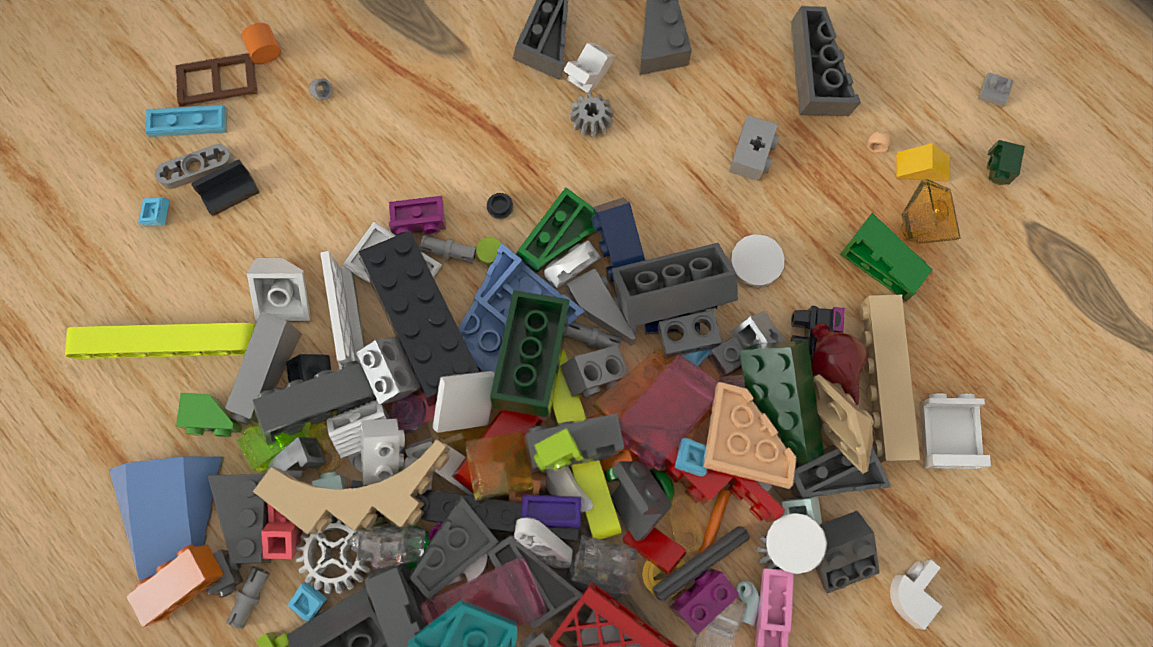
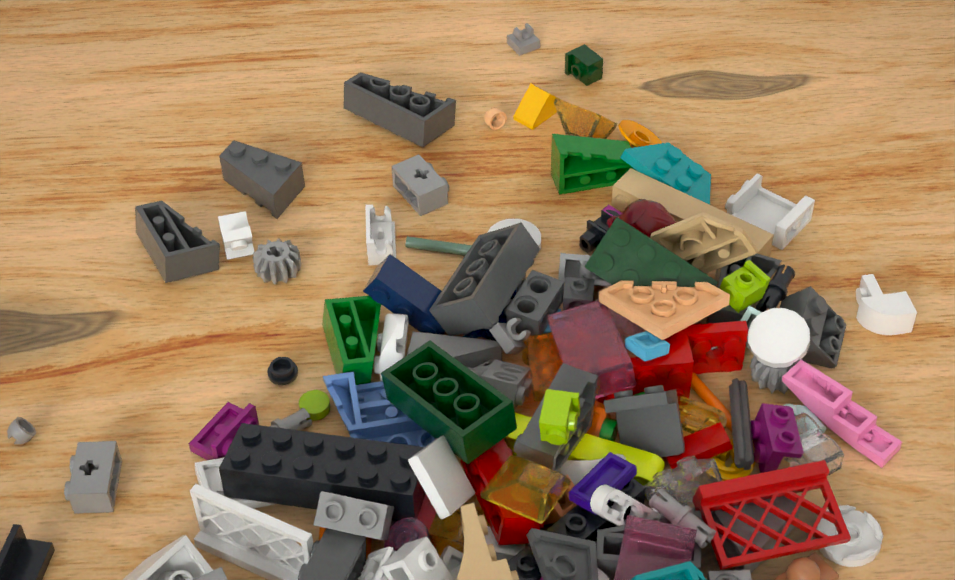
camera: 50 degrees left, 30 degrees down
(317, 180) = (94, 477): none -> light grey brick
(558, 591) = (681, 516): none -> light grey pin
(641, 340) = (508, 338): none -> light grey tile
(676, 164) = (379, 235): none -> white hinge
(710, 218) = (438, 246): none -> sand green bar
(835, 483) = (745, 286): none -> lime brick
(855, 502) = (776, 289): none -> black pin
(931, 330) = (670, 167): none -> teal wing
(953, 273) = (637, 134): none -> light orange dish

